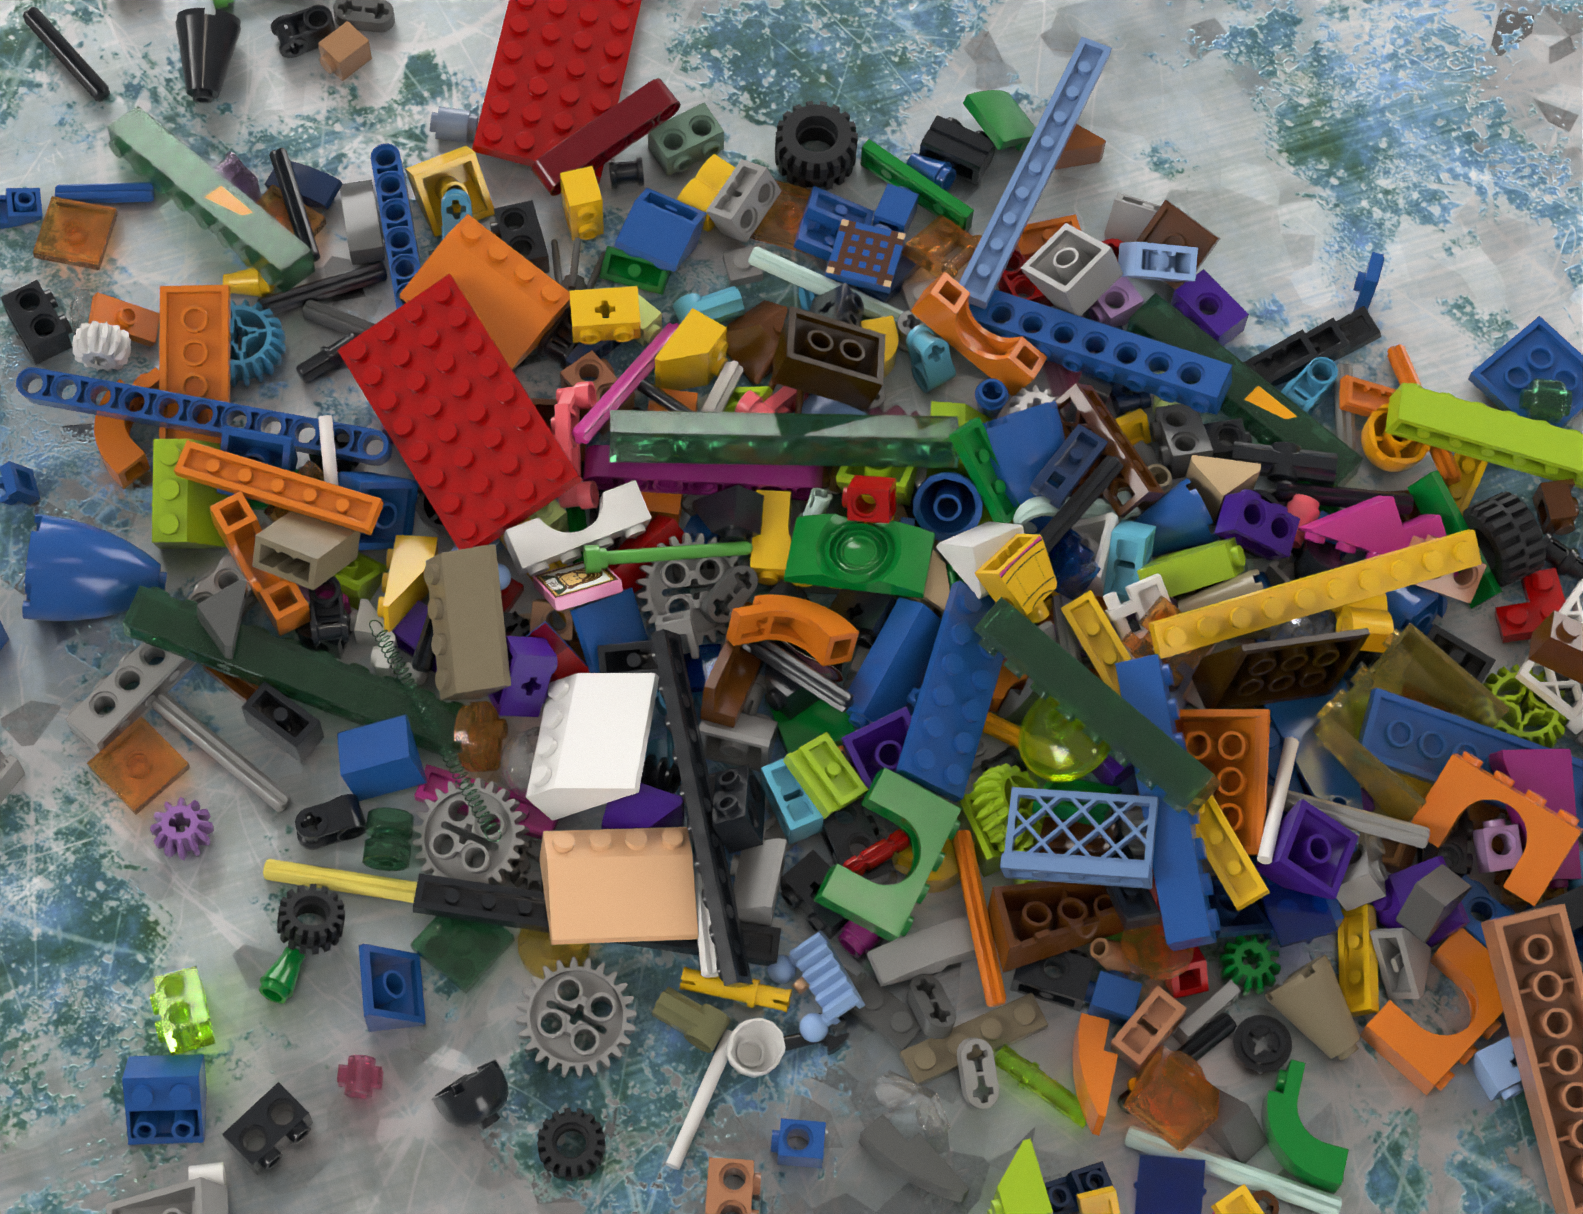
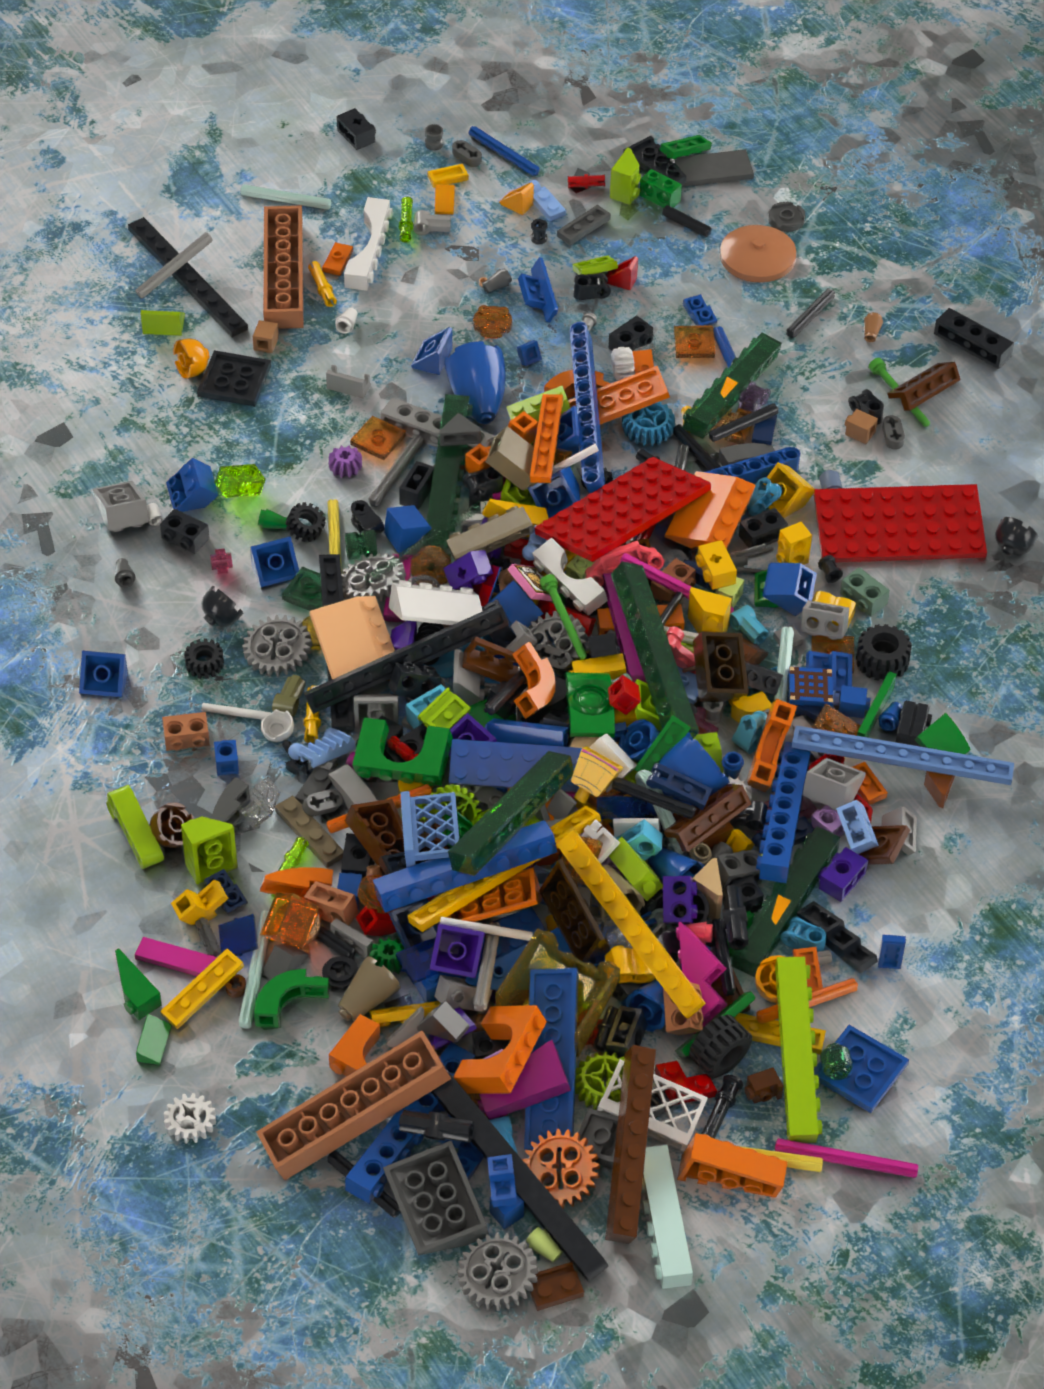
camera: 80 degrees right, 15 degrees down
(206, 50) = (831, 365): black cone -> none
(608, 134) = (845, 545): dark red beam -> none
(969, 1074) = (286, 830): light grey beam -> none

